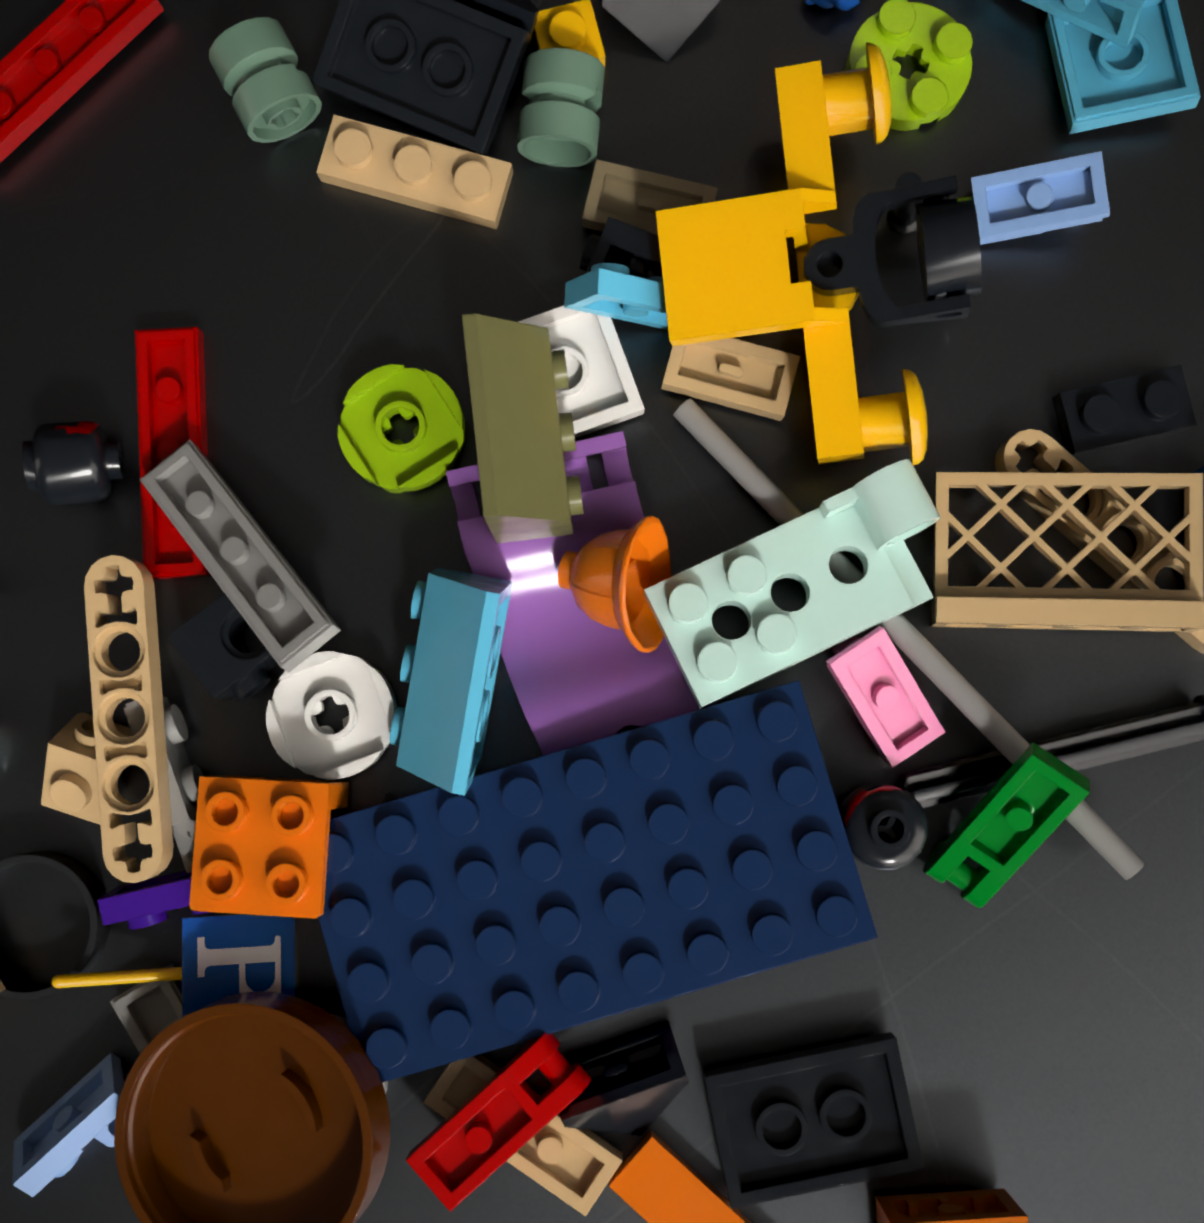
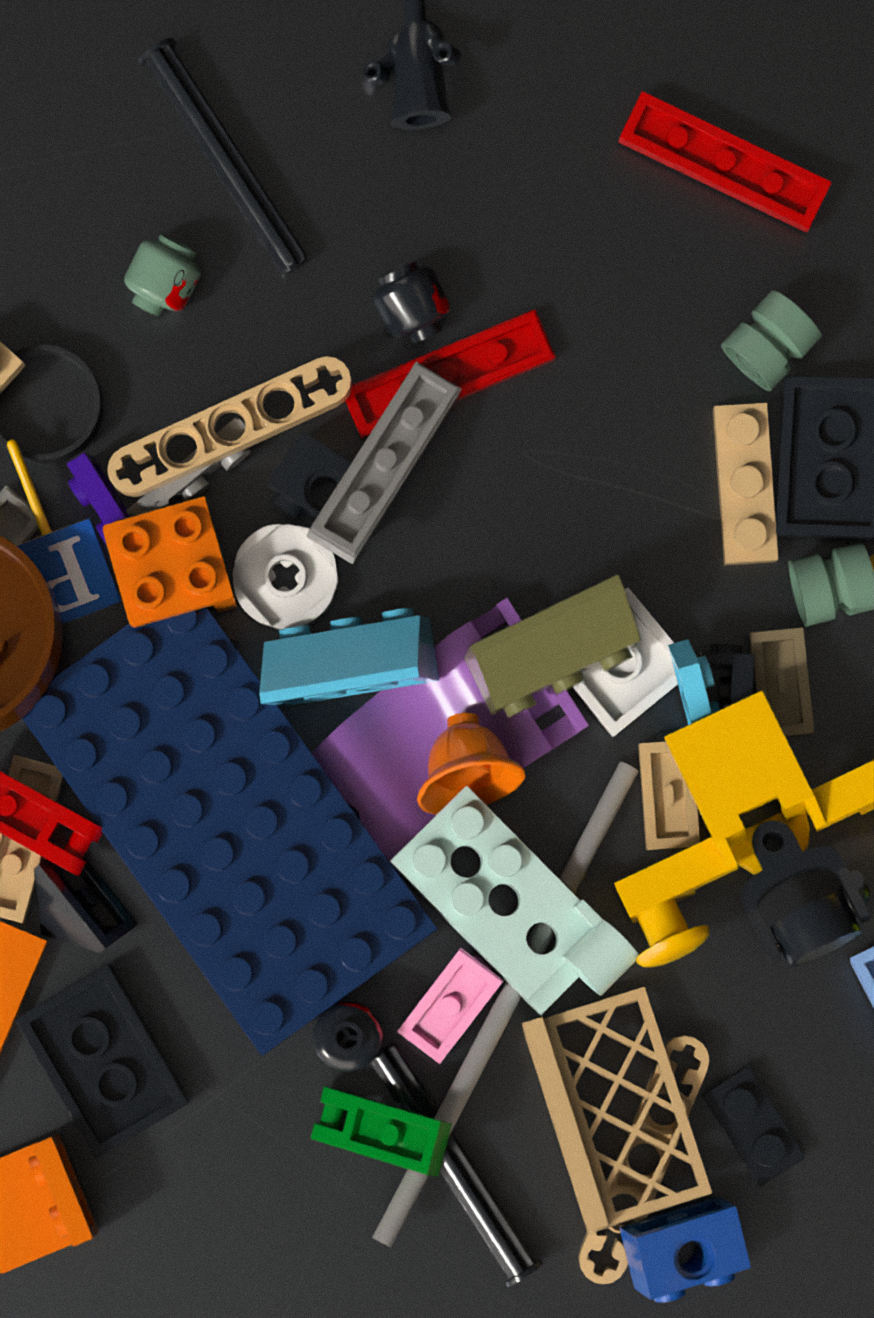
camera: 75 degrees right, 0 degrees up
(71, 769) = (174, 397): tan bracket -> none
(412, 394) = (530, 518): lime plate -> none

